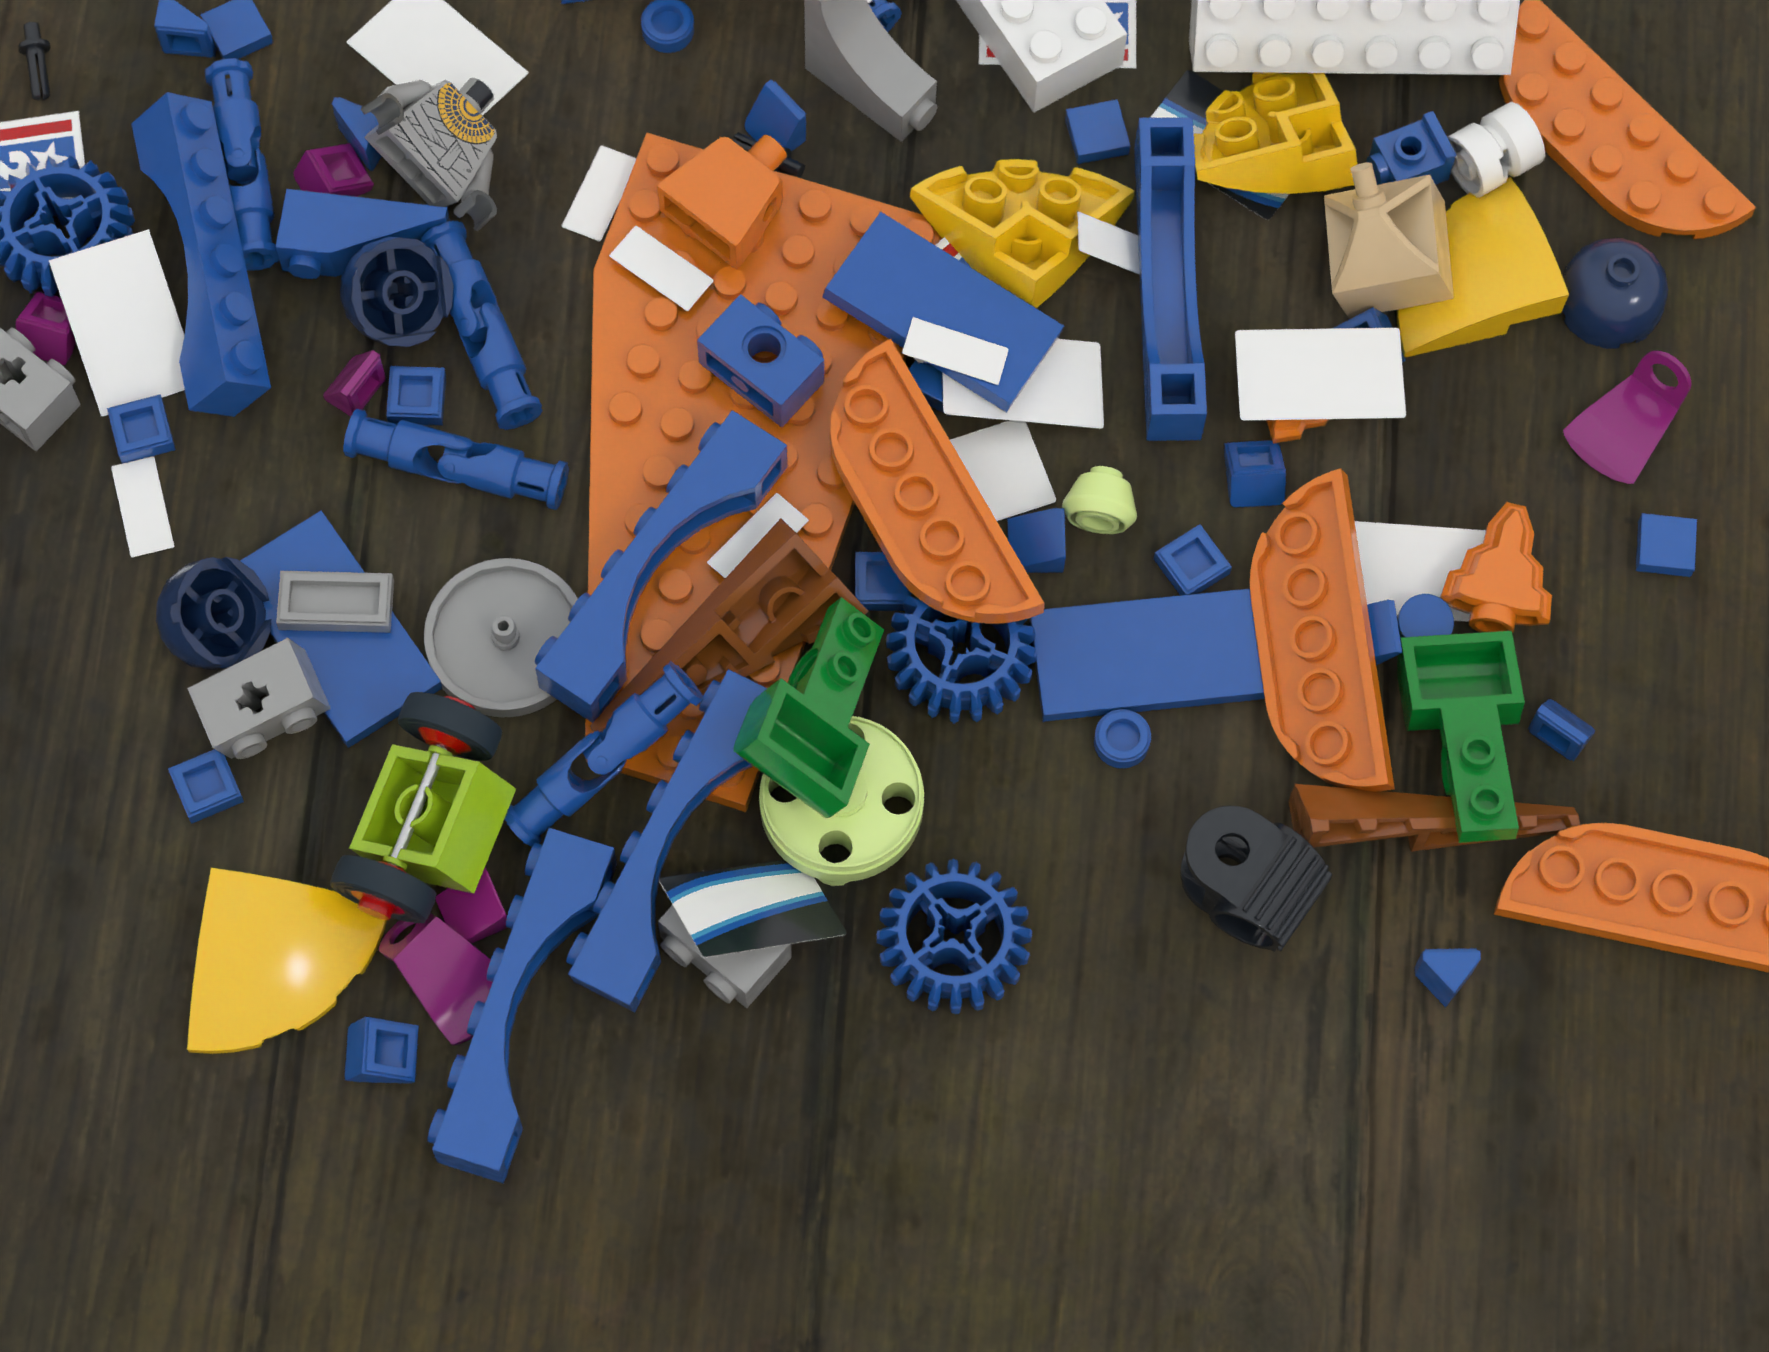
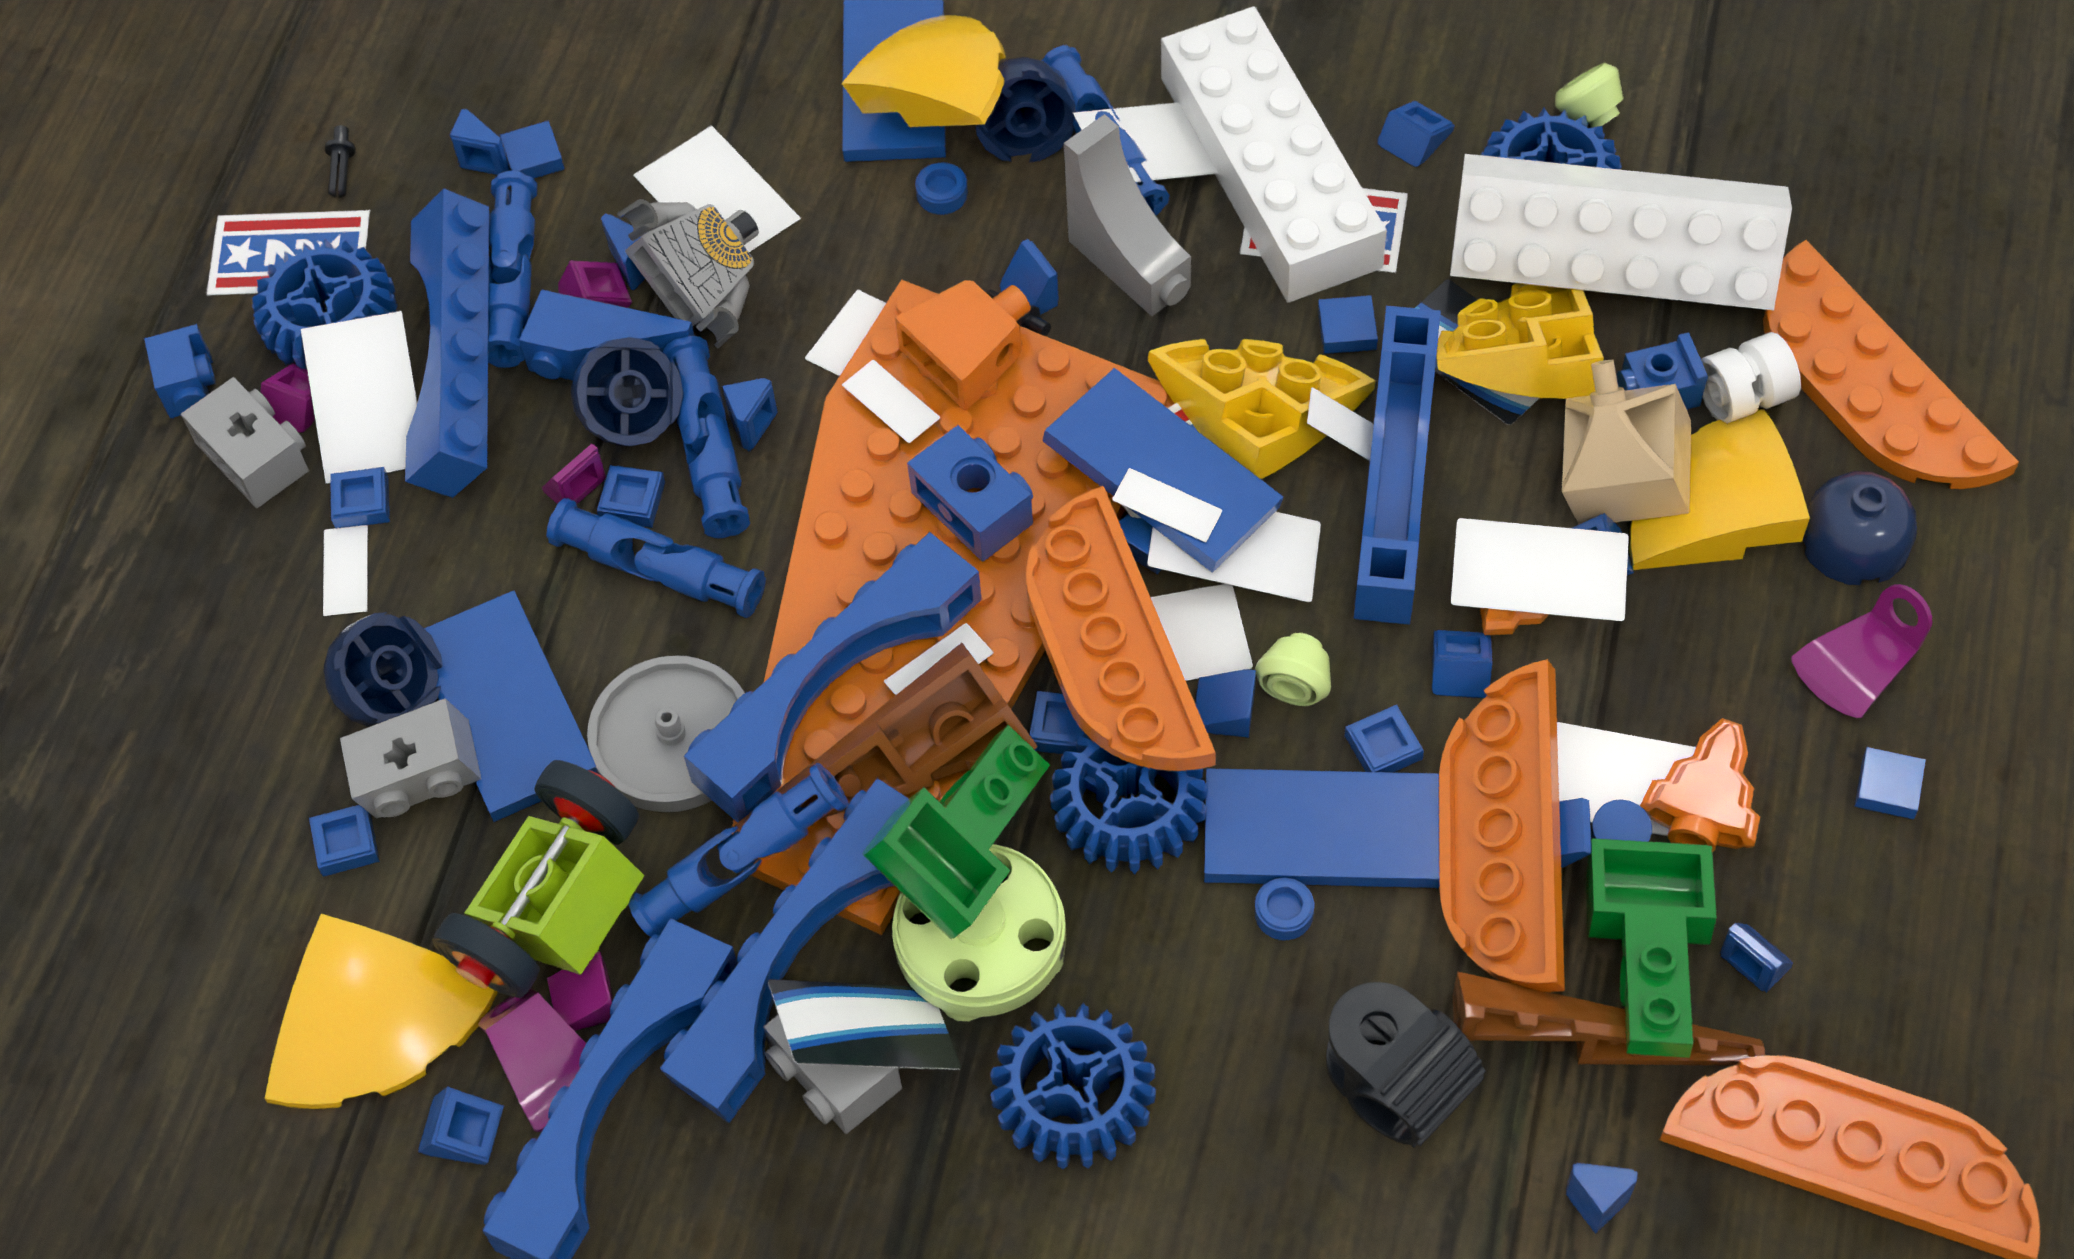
camera: 15 degrees right, 10 degrees down
(335, 601) = (507, 676): light grey tile -> none
(520, 292) = (751, 409): none -> blue slope

